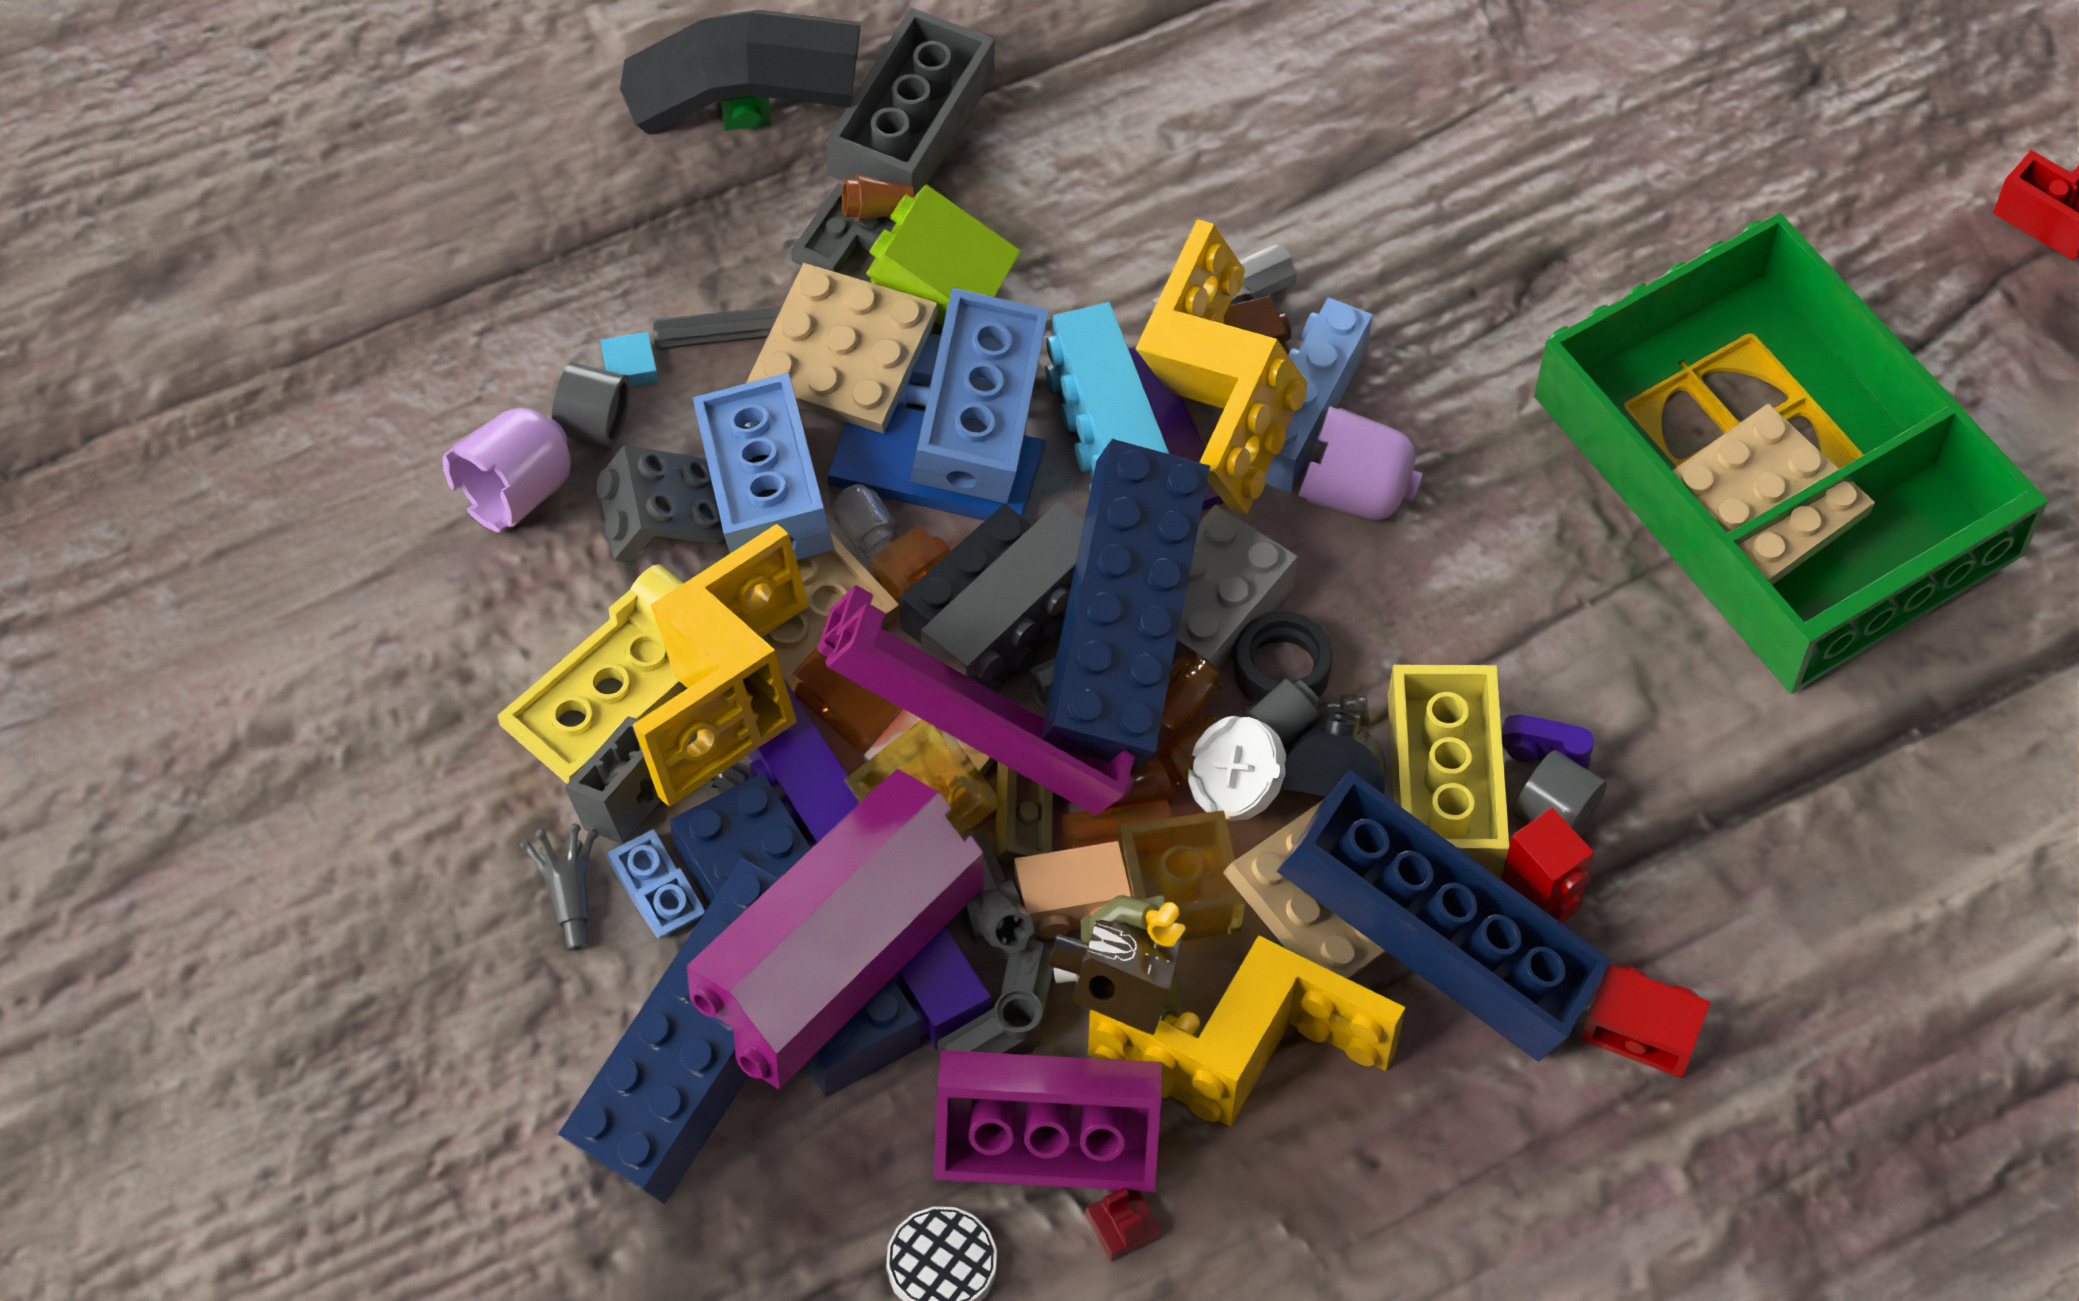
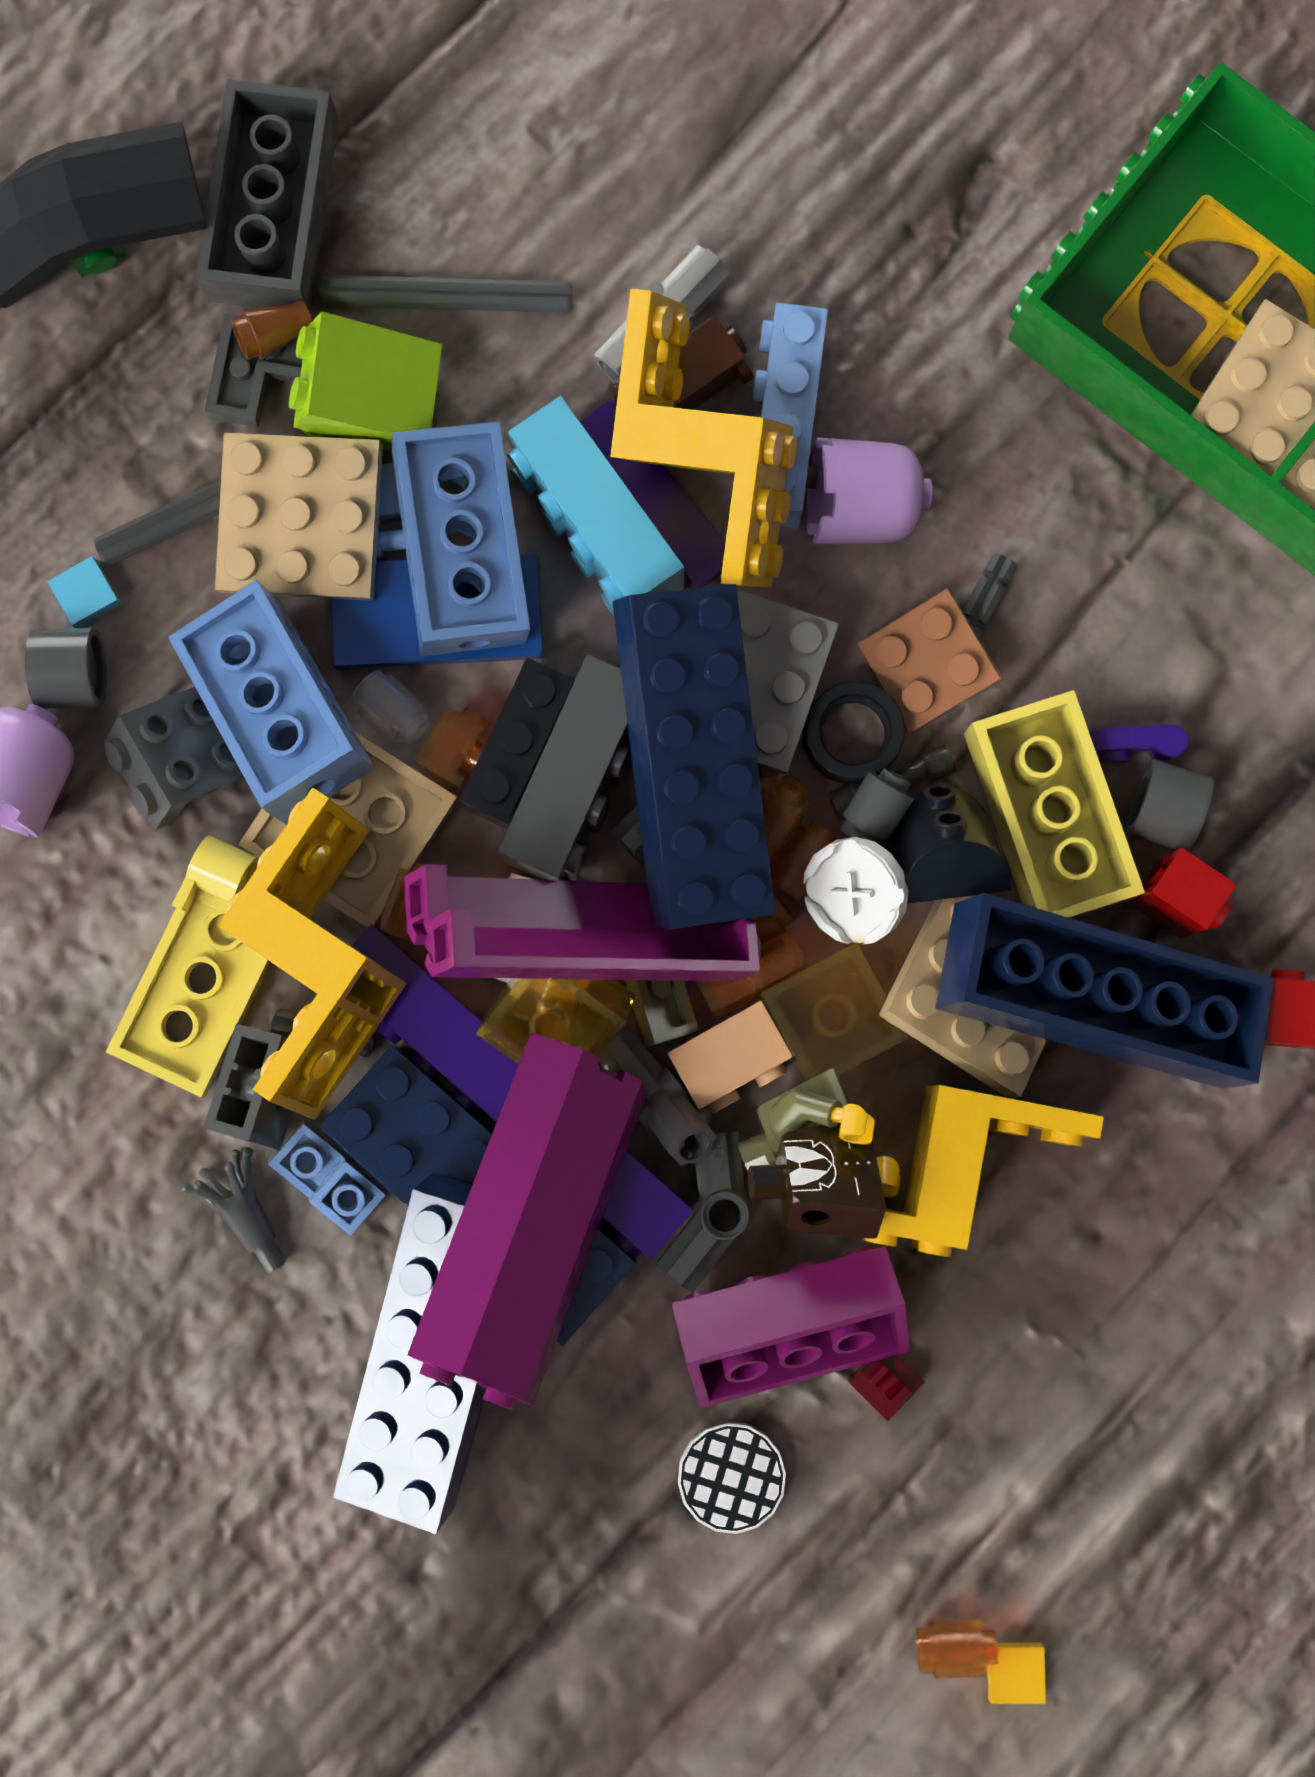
camera: 15 degrees left, 25 degrees up
(1048, 226) = (445, 293): none -> dark grey axle
(1374, 623) = (930, 660): none -> nougat plate
(1440, 595) = (989, 591): none -> dark grey axle

